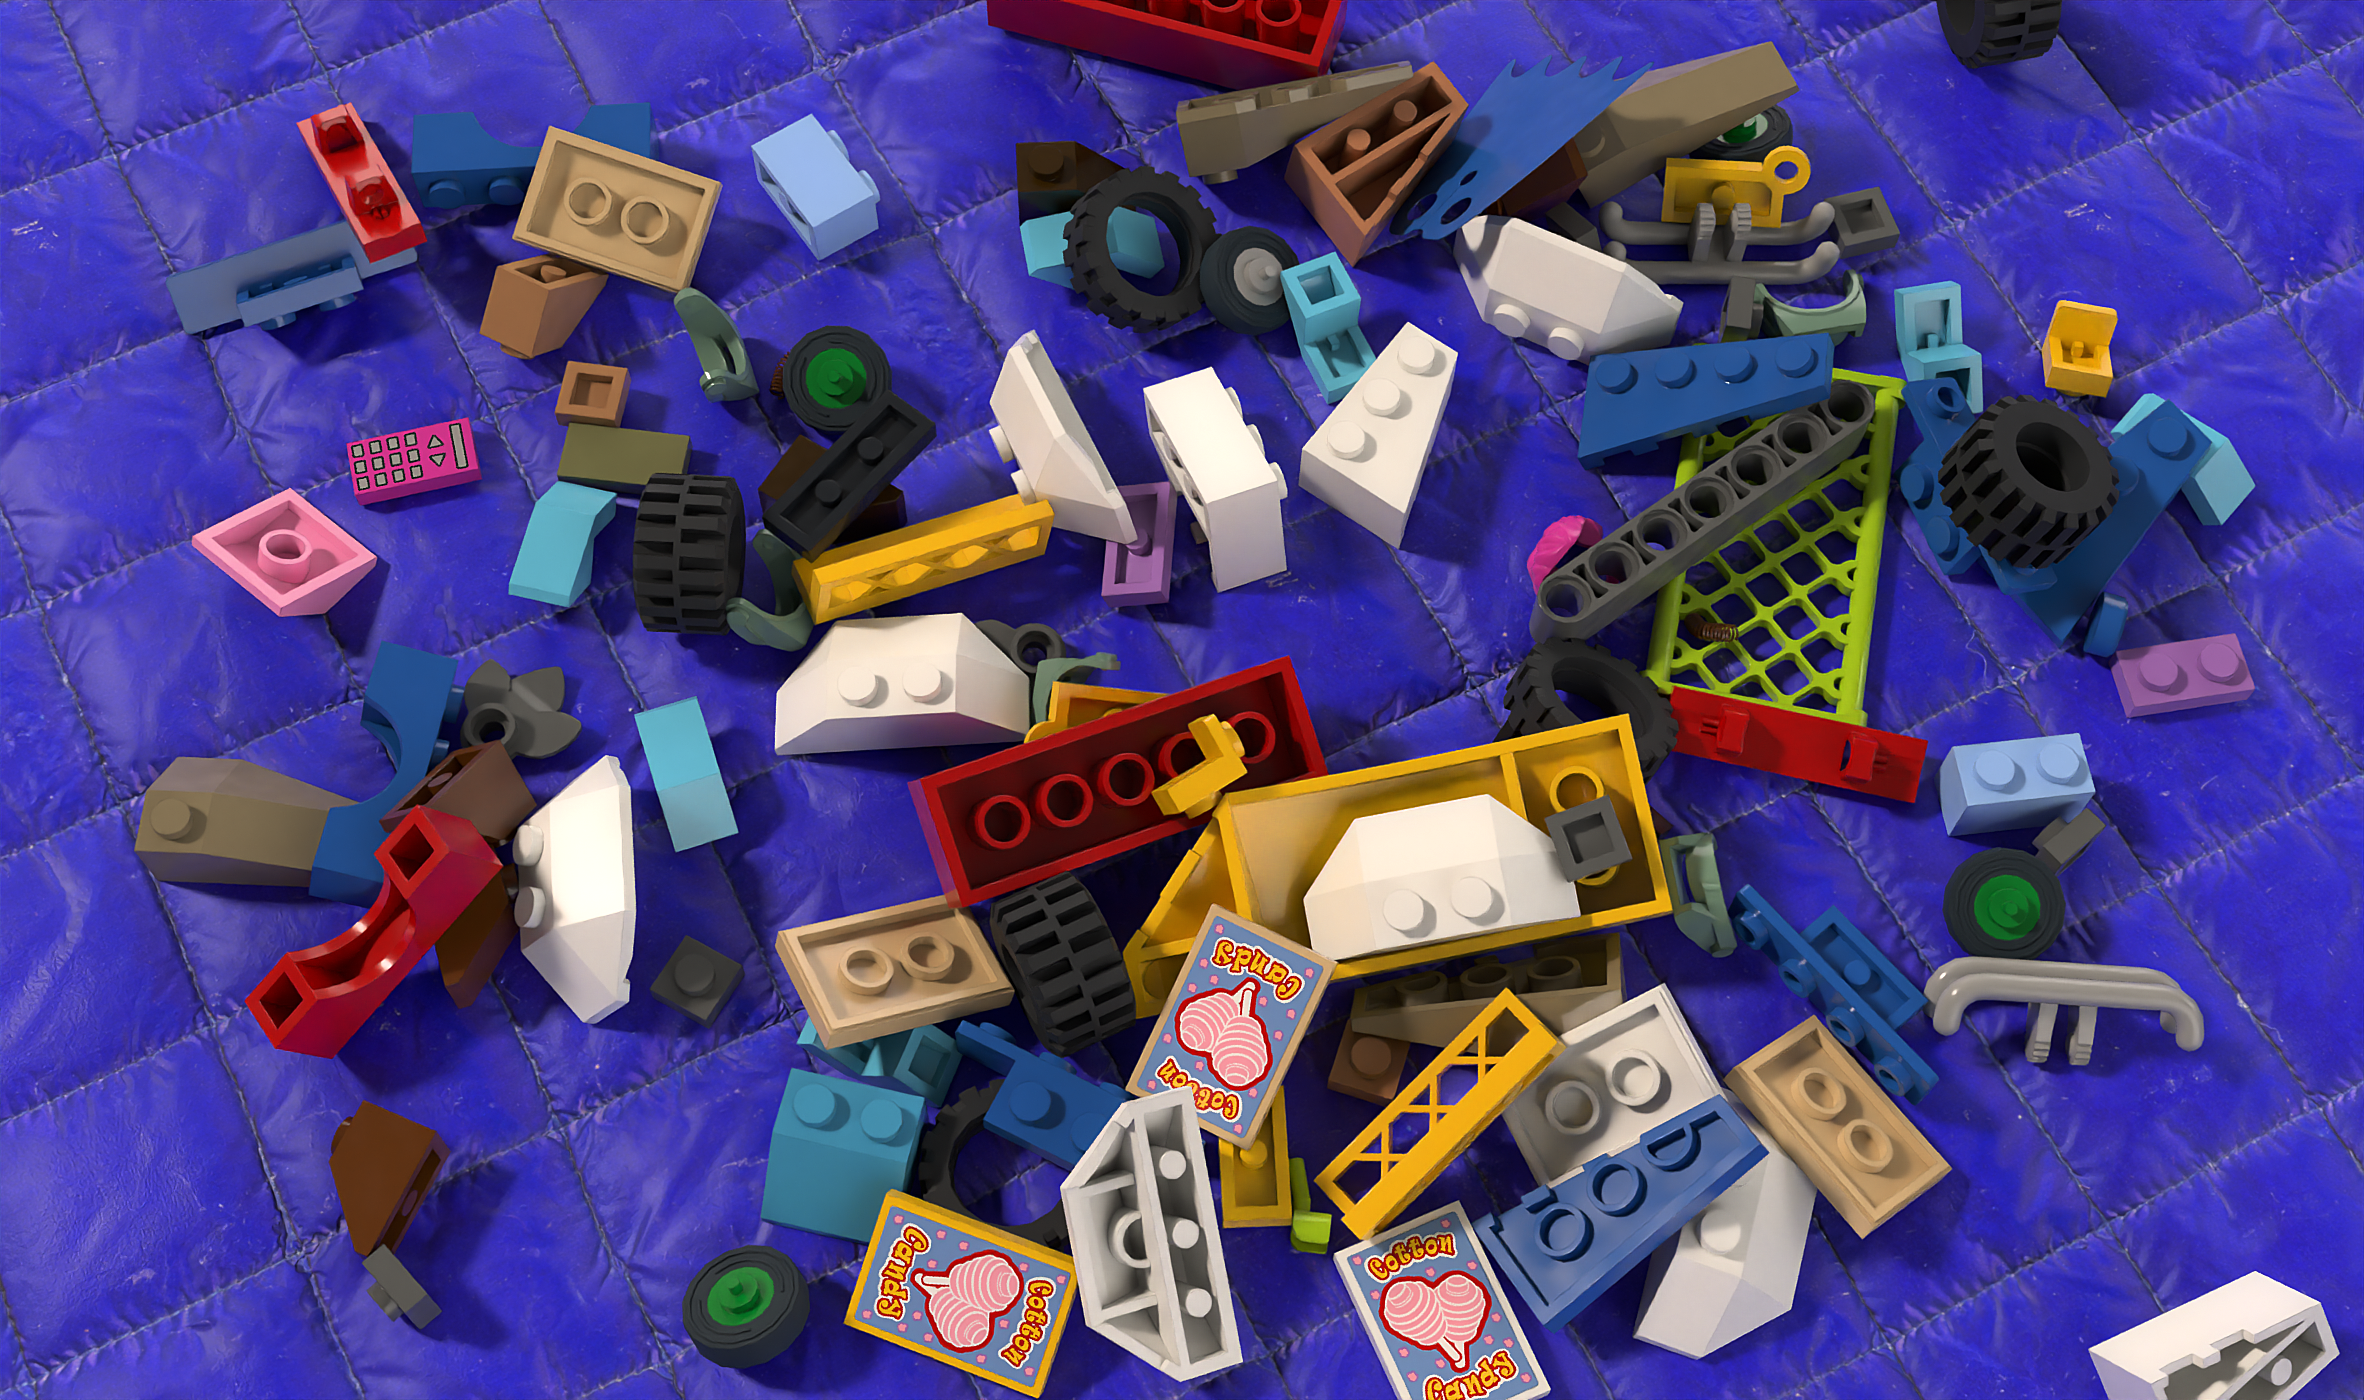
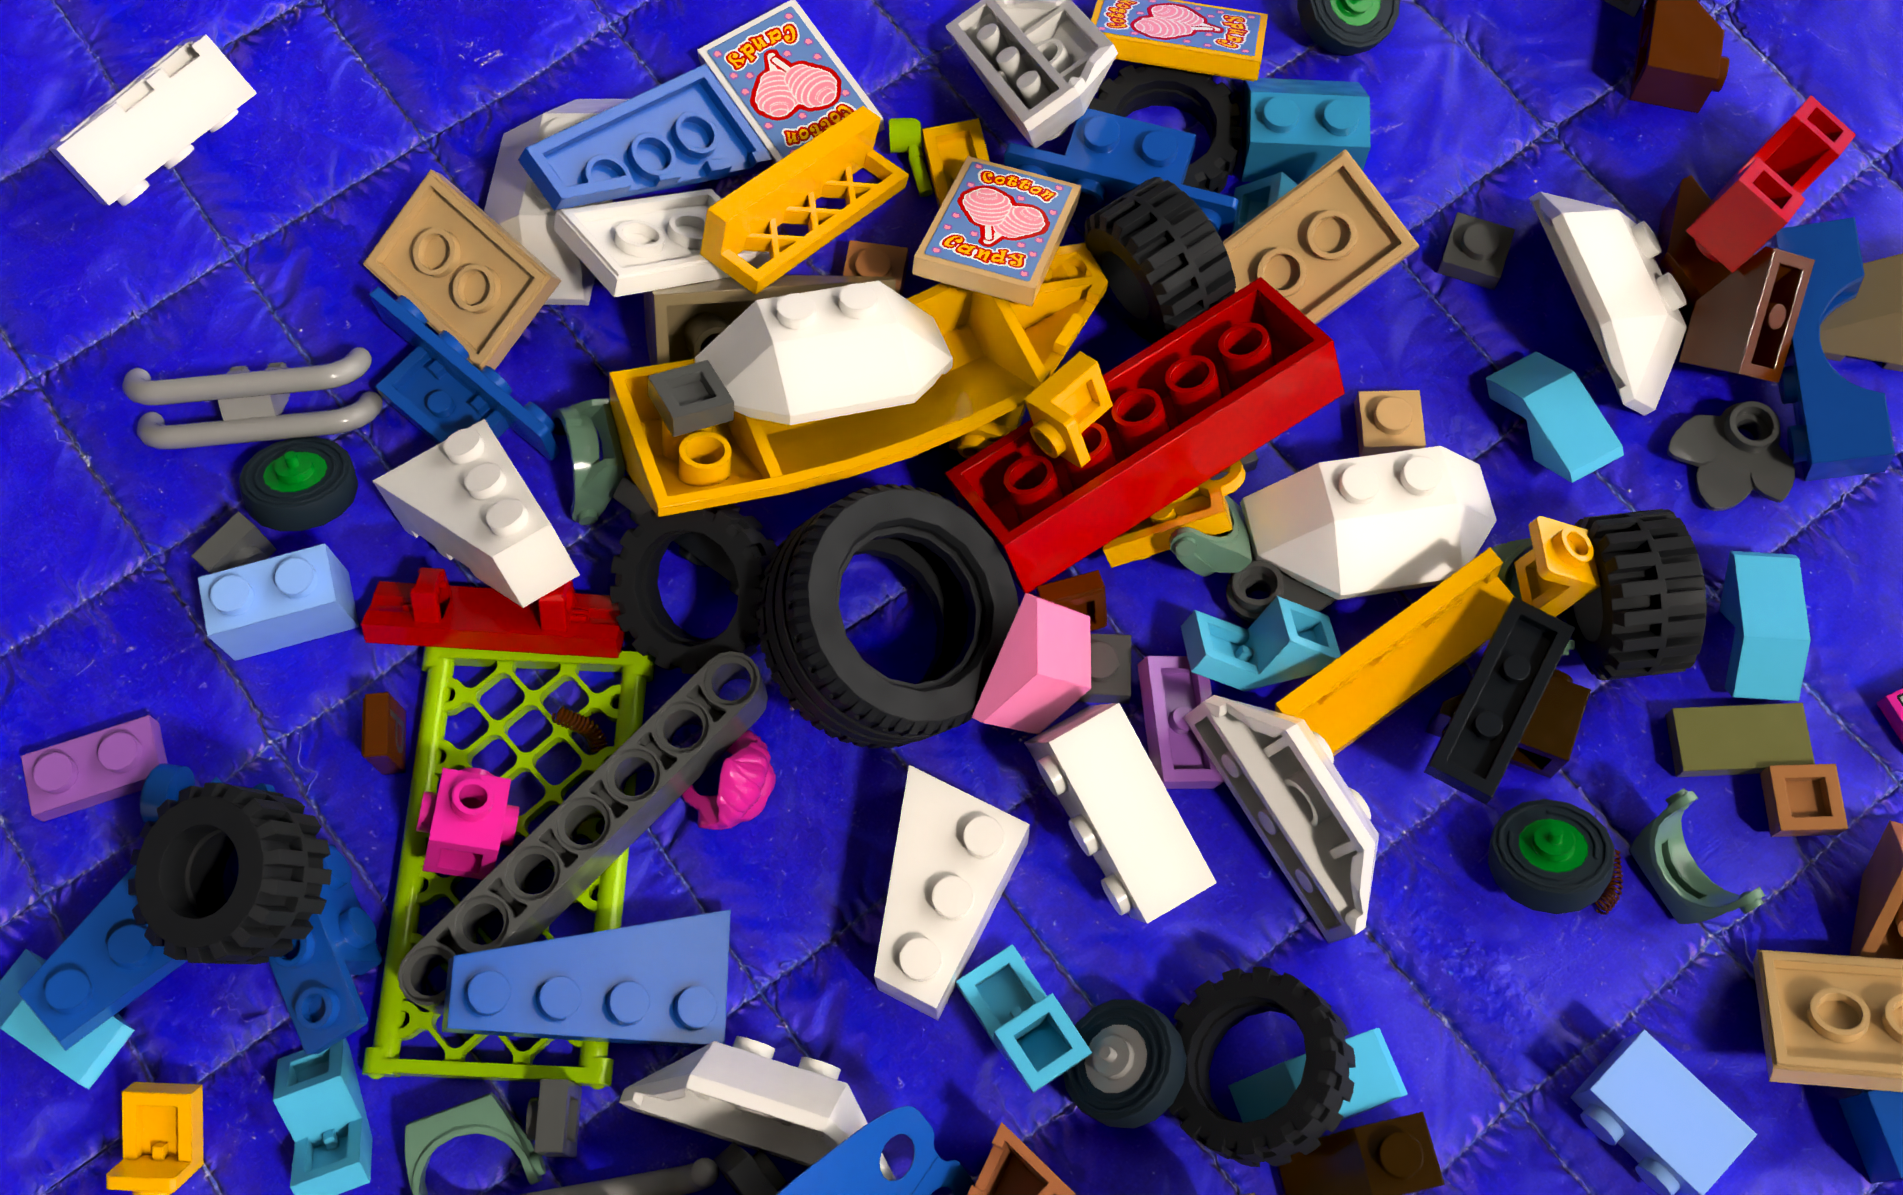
camera: 175 degrees right, 5 degrees up
(760, 567) = (1558, 567): none -> yellow bracket
(852, 806) = (1389, 421): none -> tan plate
(1048, 591) = (1278, 647): none -> medium azure slope
(1204, 616) = (1110, 669): none -> dark grey plate
(1220, 658) = (1080, 593): none -> reddish brown tile
(1266, 567) = (1039, 668): none -> bright pink slope
(1454, 675) = (807, 638): none -> black tyre
(1805, 815) = (481, 513): none -> white wedge
(1817, 530) = (467, 822): none -> dark pink brick
(1900, 648) = (384, 733): none -> reddish brown tile

